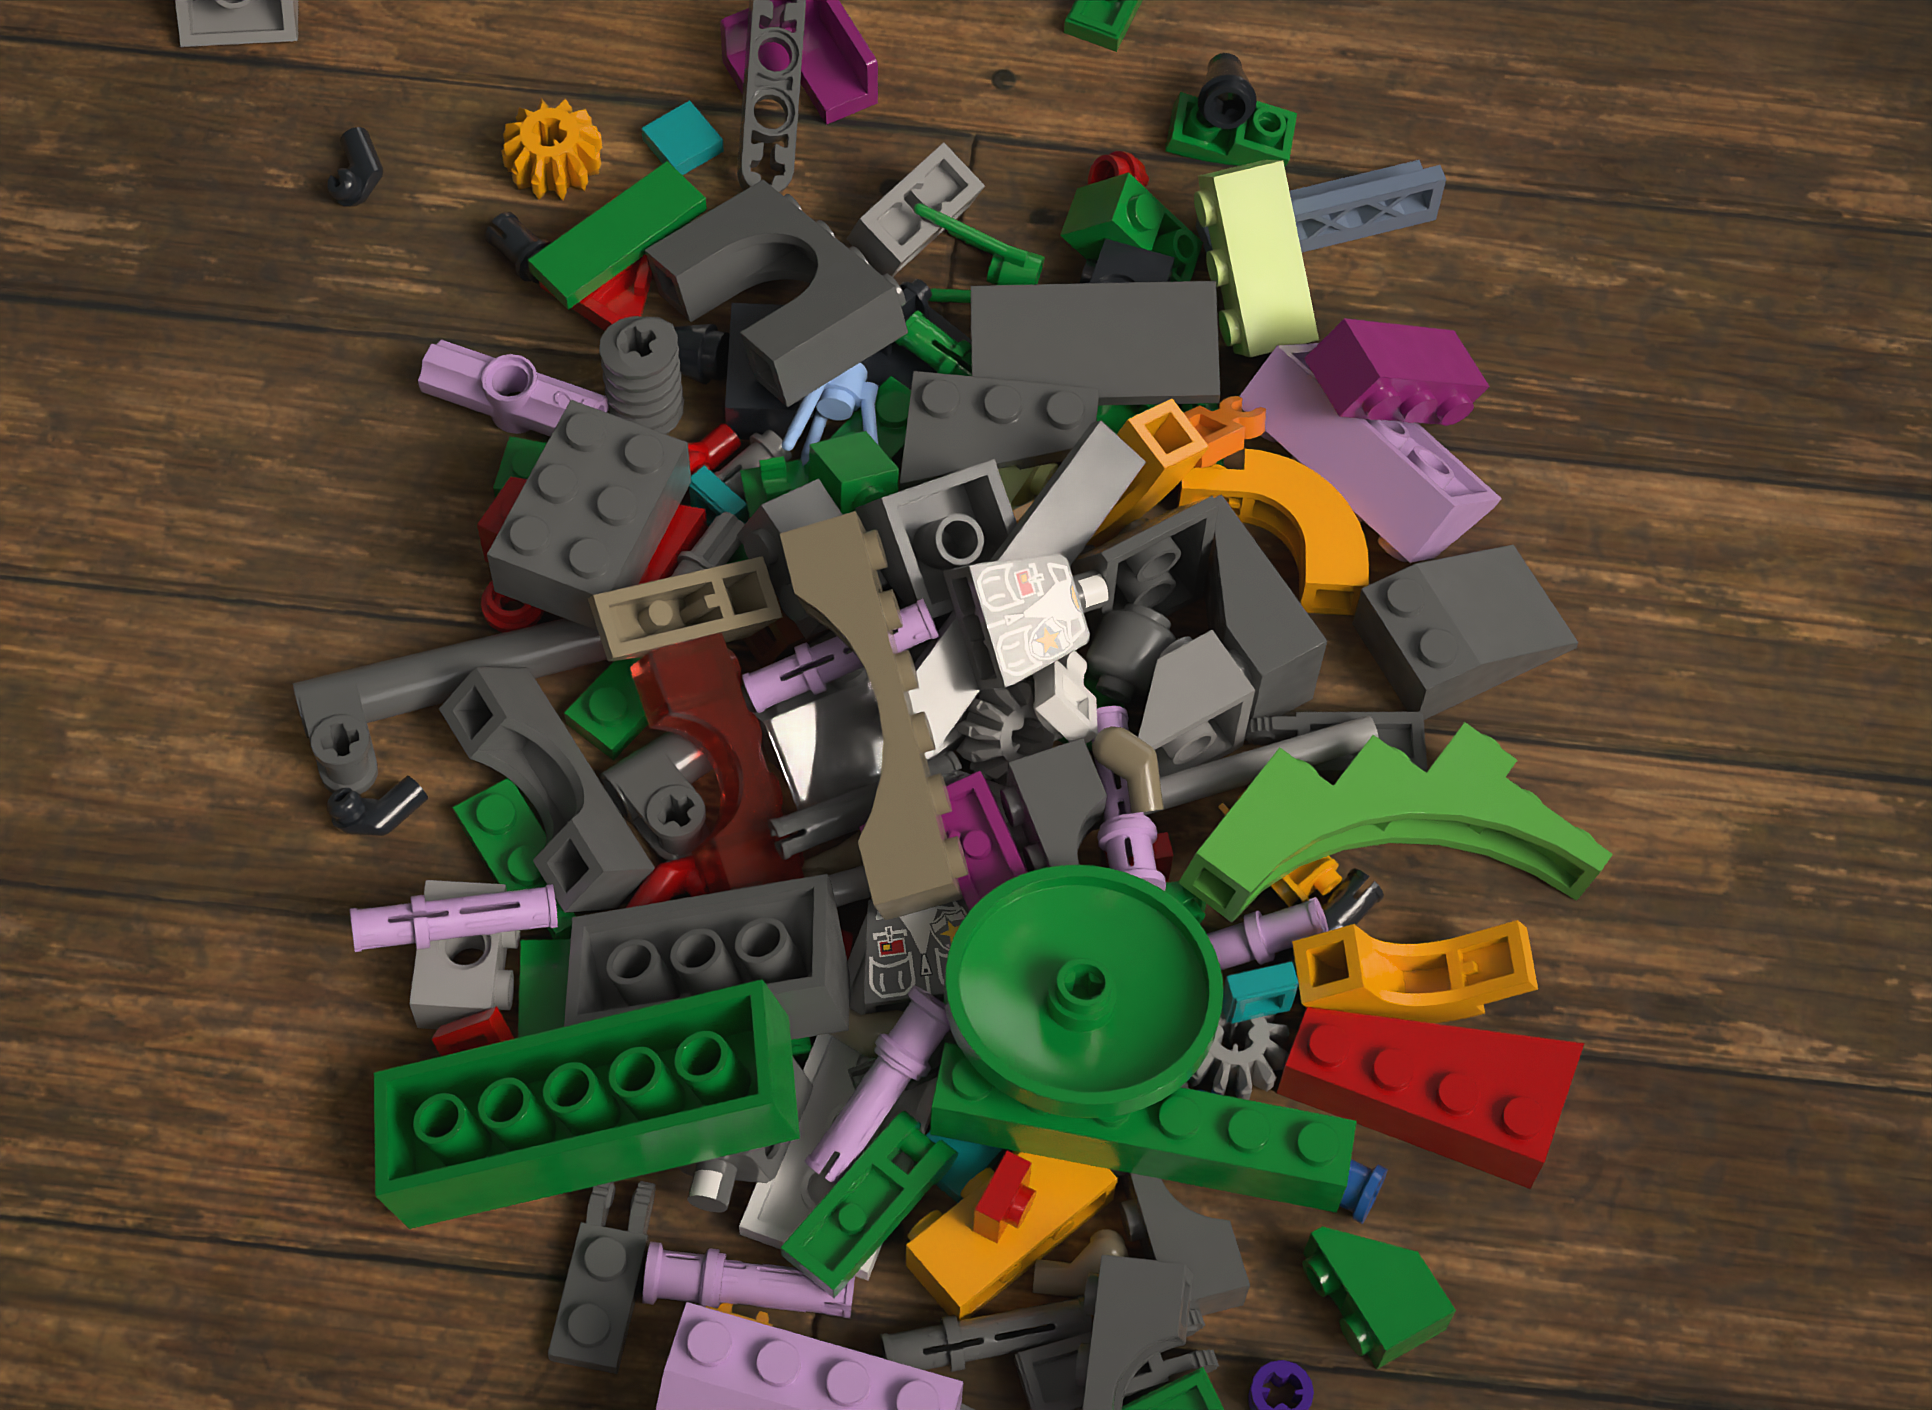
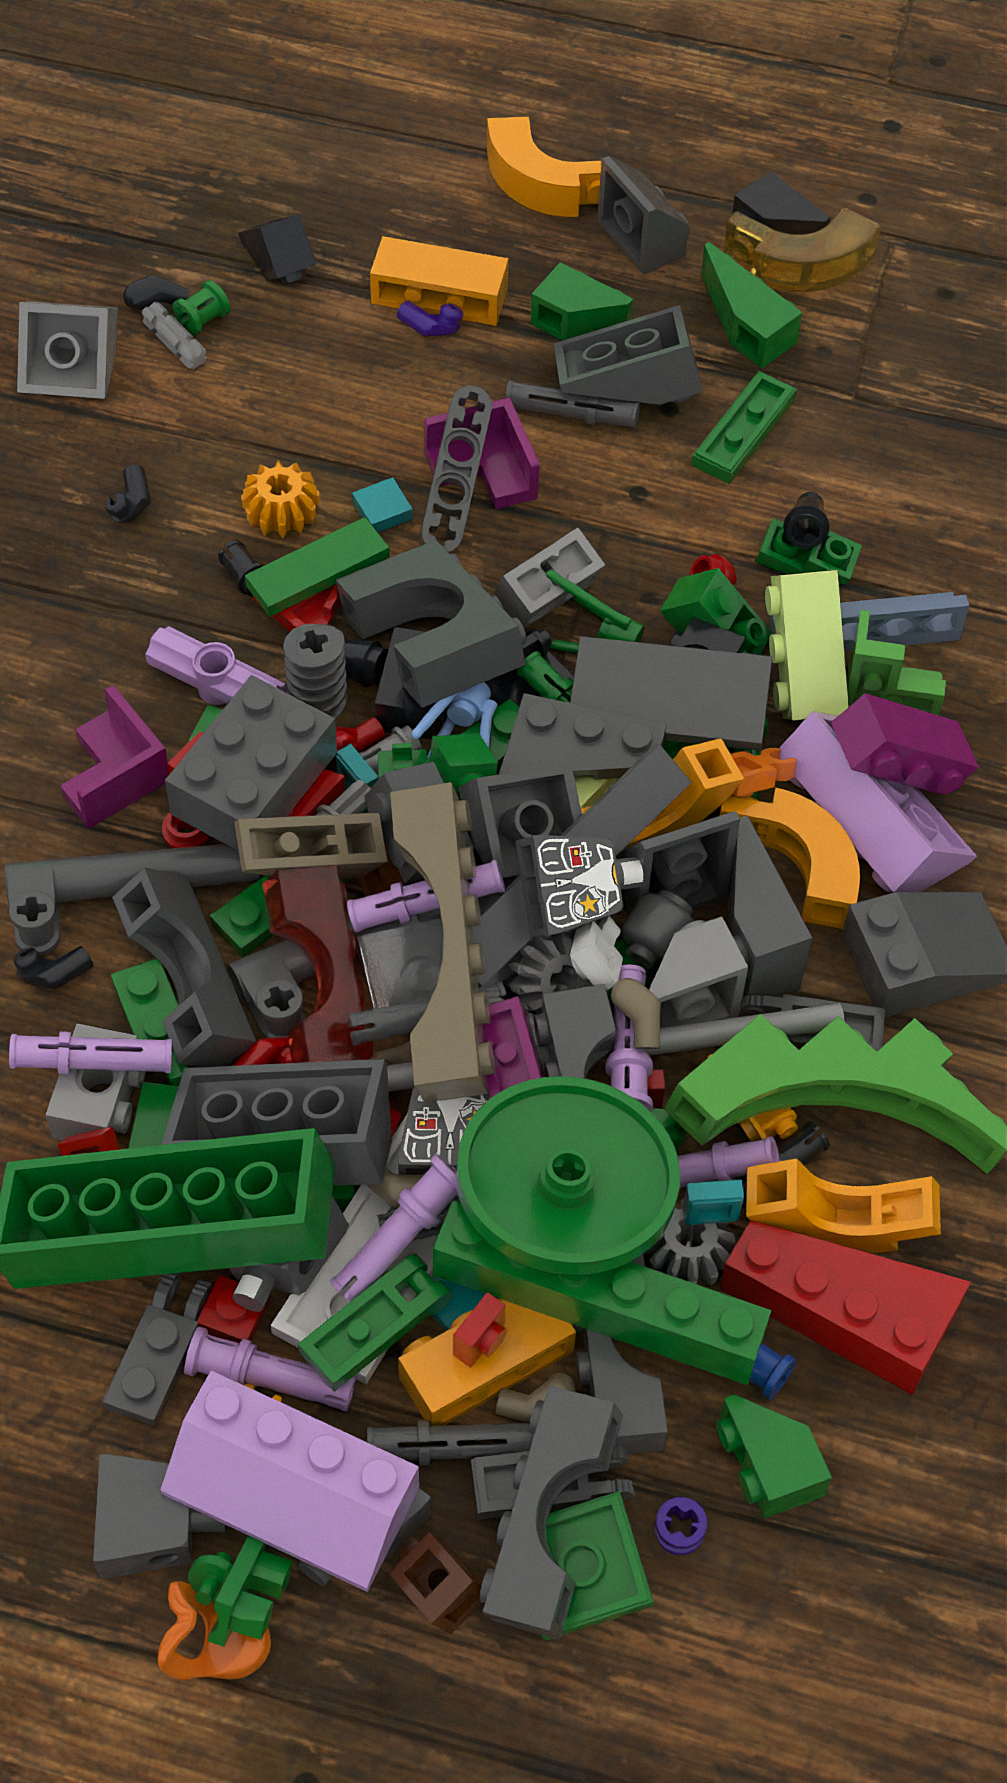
camera: 10 degrees right, 5 degrees down
(421, 527) = (127, 759): none -> magenta panel
(679, 1223) = (227, 1318): none -> red plate
(1354, 285) = (878, 671): none -> bright green panel

